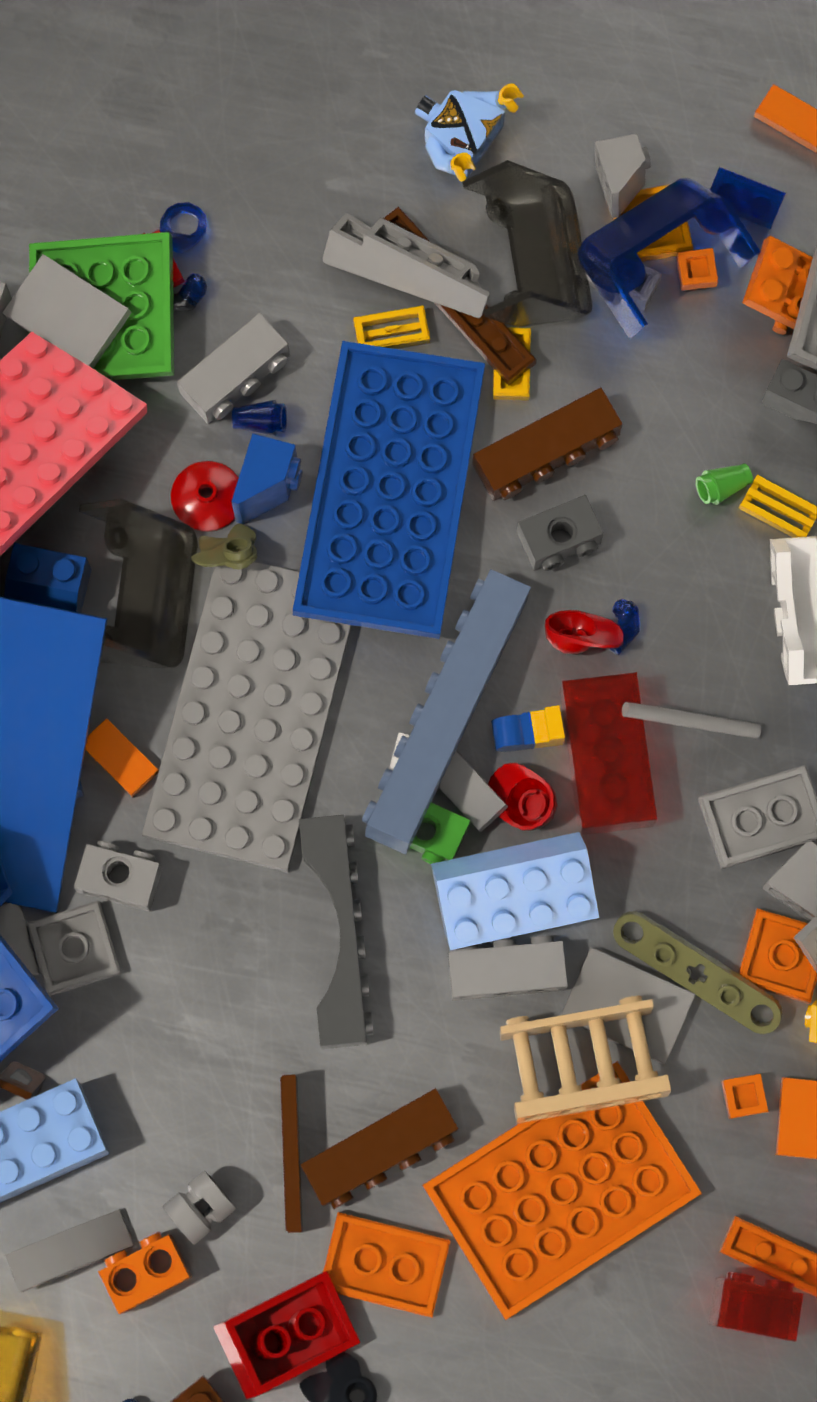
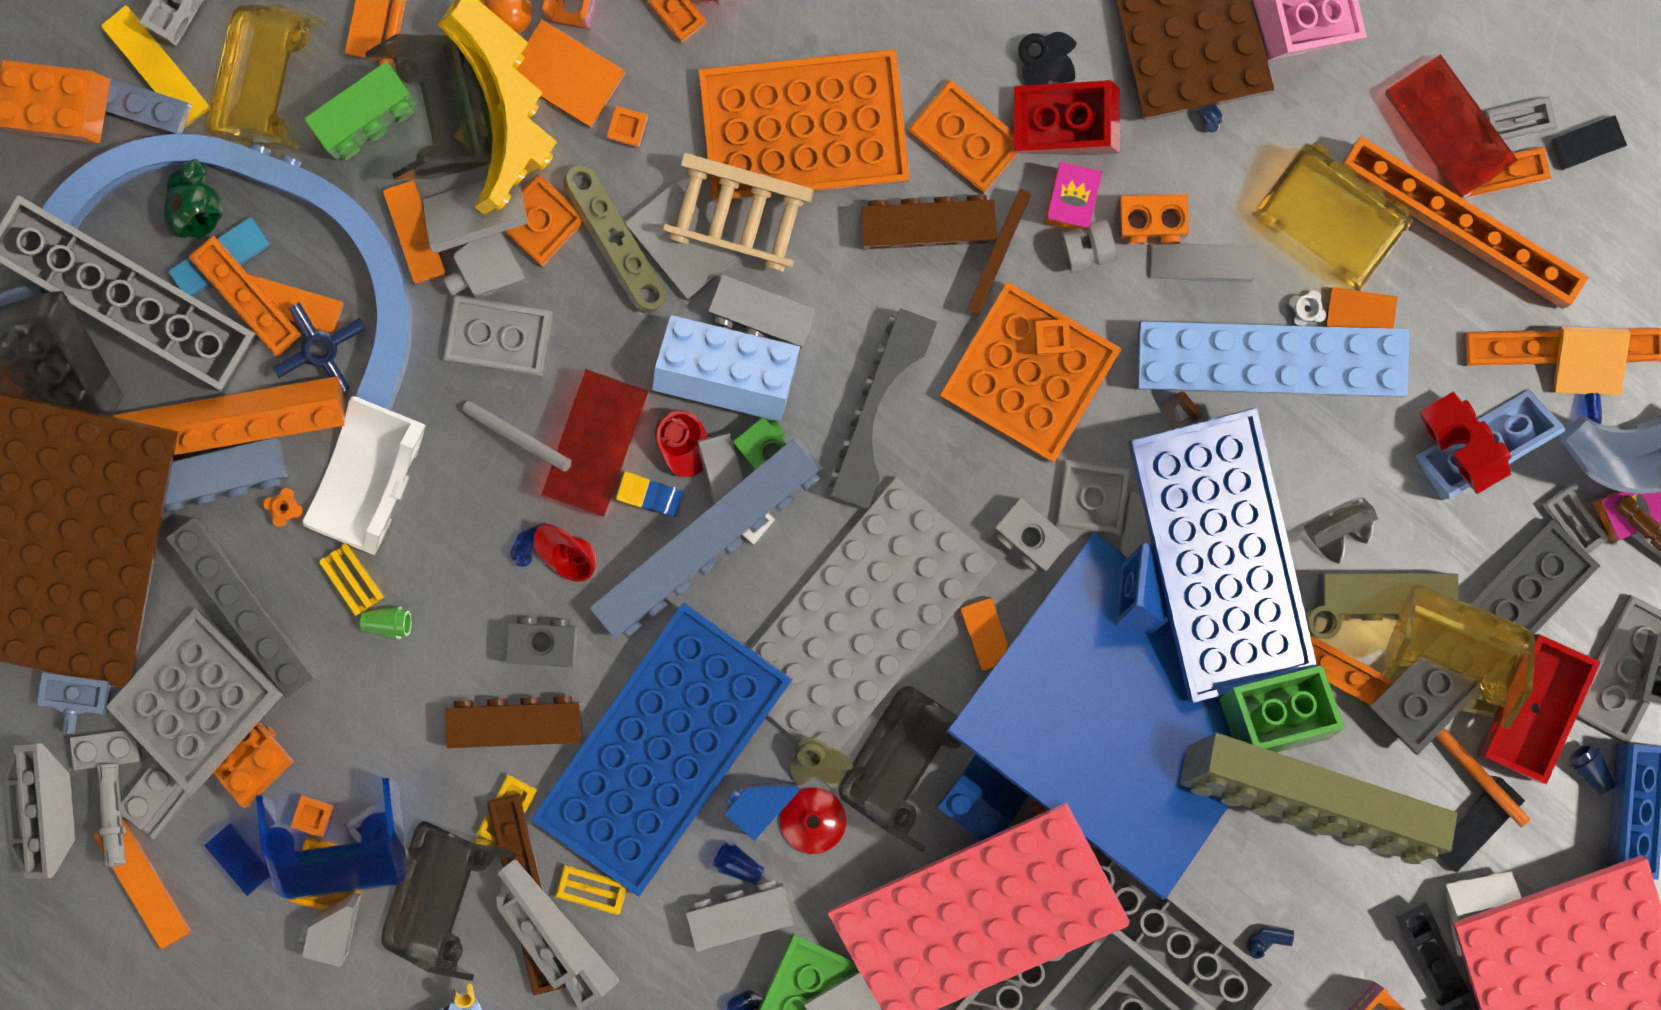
camera: 150 degrees left, 10 degrees up
(191, 1089) = (1052, 337): none -> orange plate
(198, 1045) = (1025, 393): none -> orange plate
(239, 1251) = (1073, 196): none -> dark pink piece

